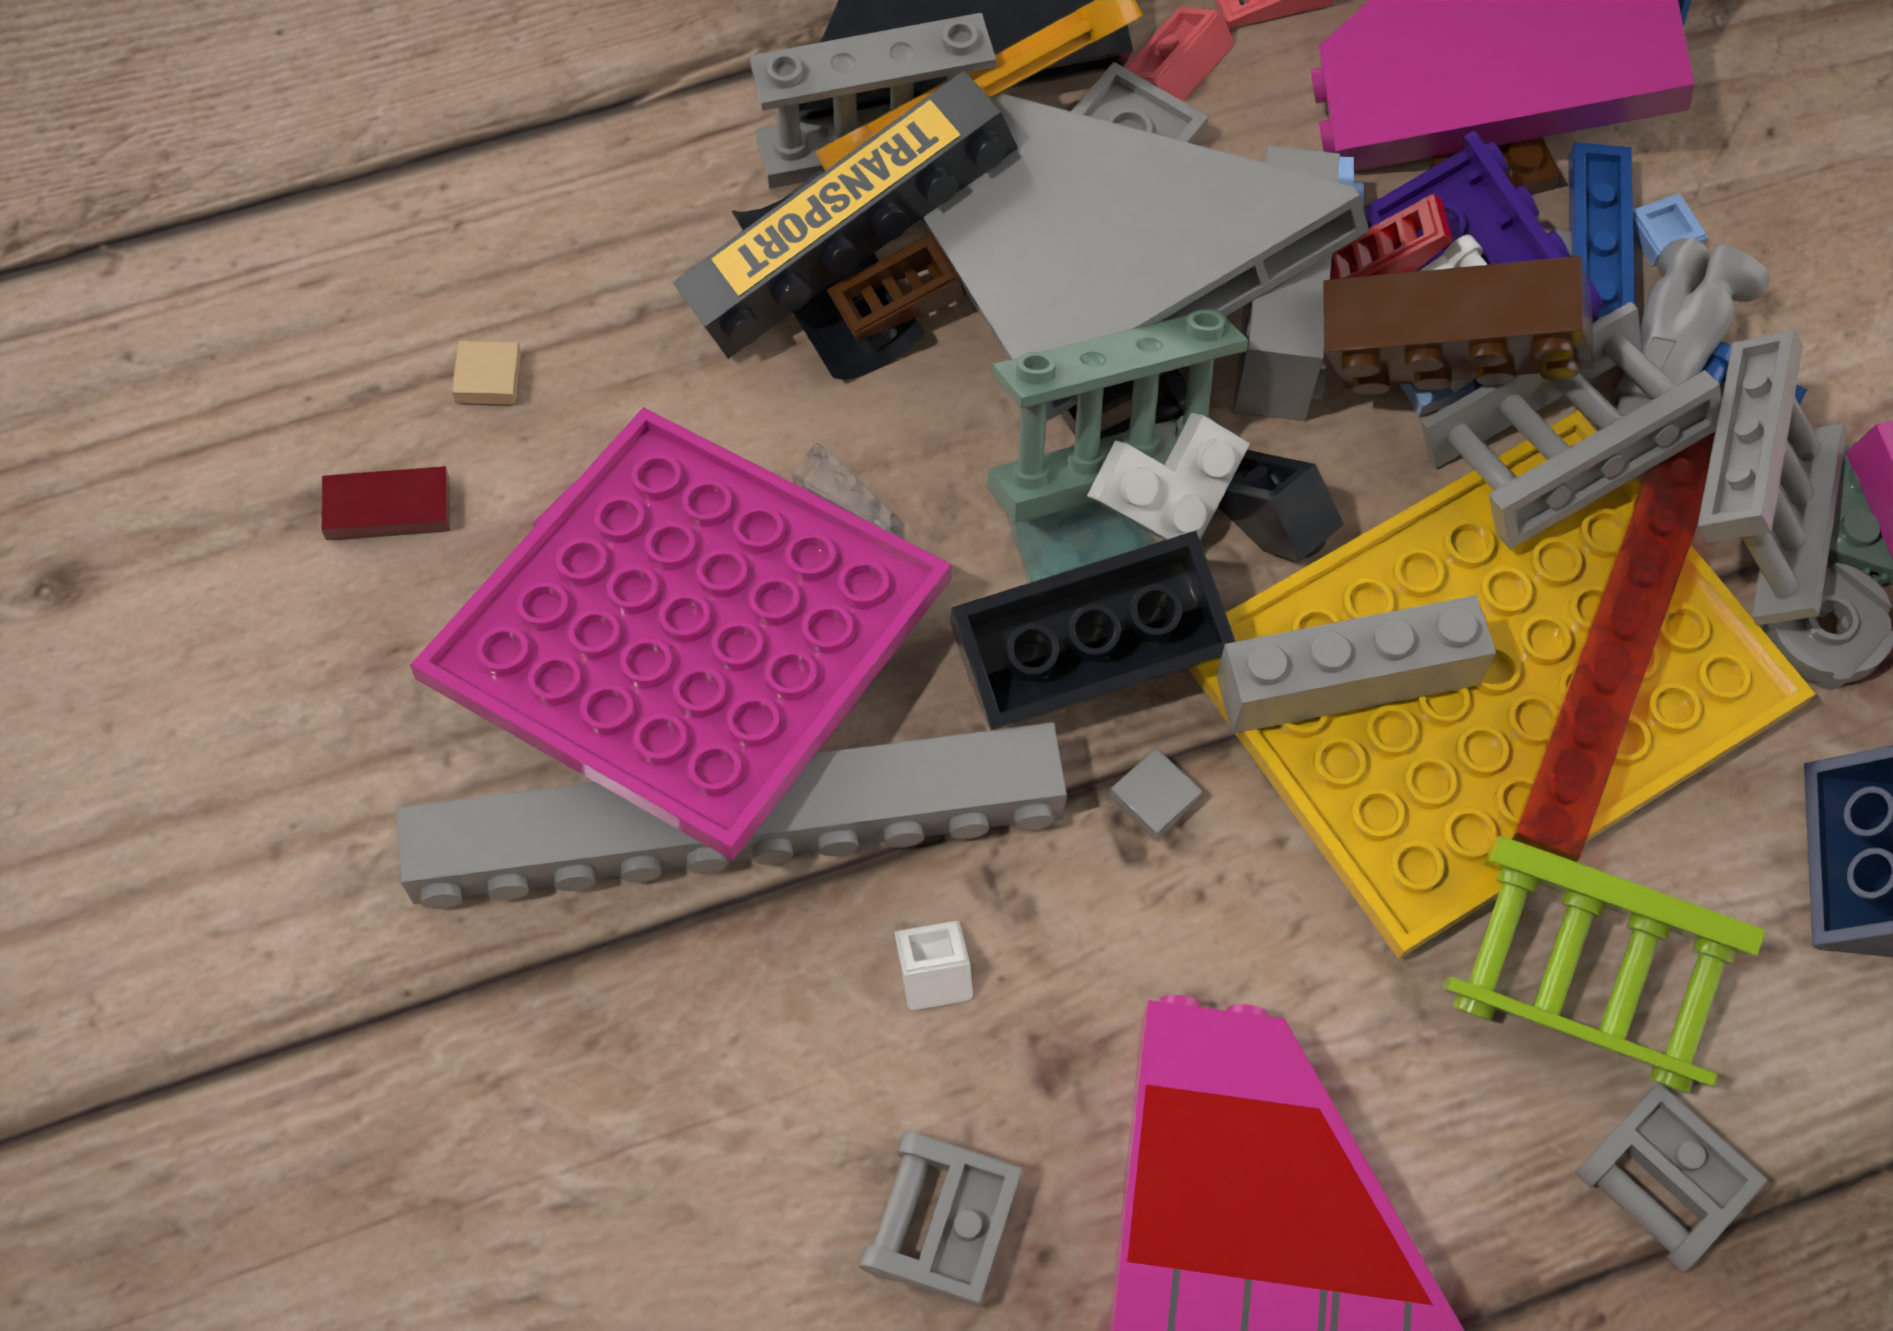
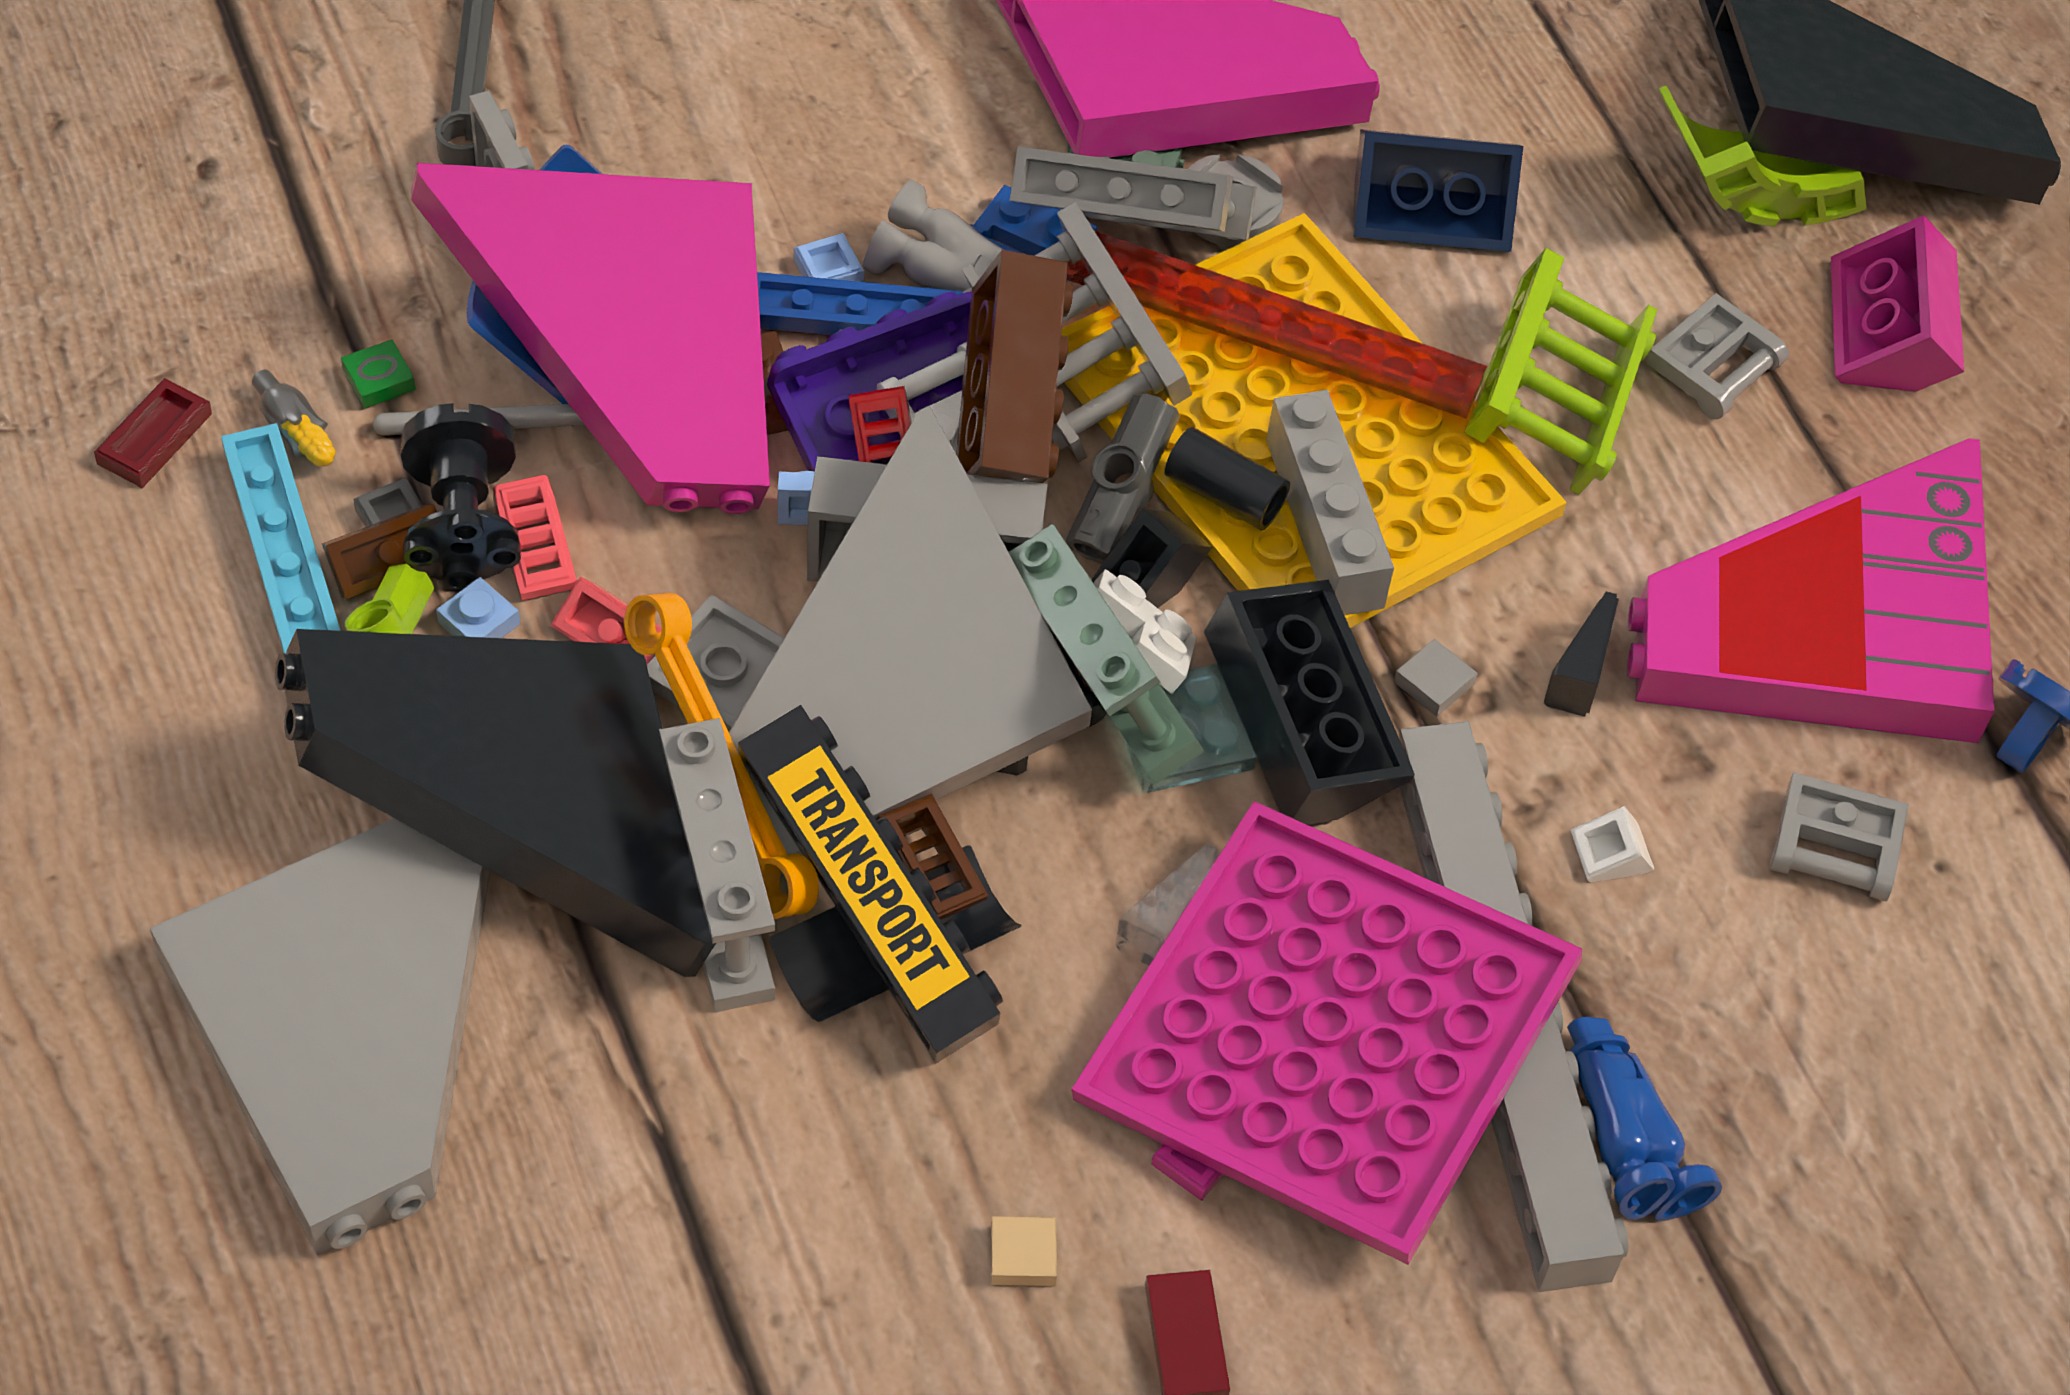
camera: 95 degrees left, 10 degrees down
(572, 925) = (1635, 1129): none -> blue piece
(1177, 950) = (1580, 667): none -> black slope
(1384, 563) = (1227, 478): none -> black pin
(1386, 473) = (1134, 450): none -> dark grey piece

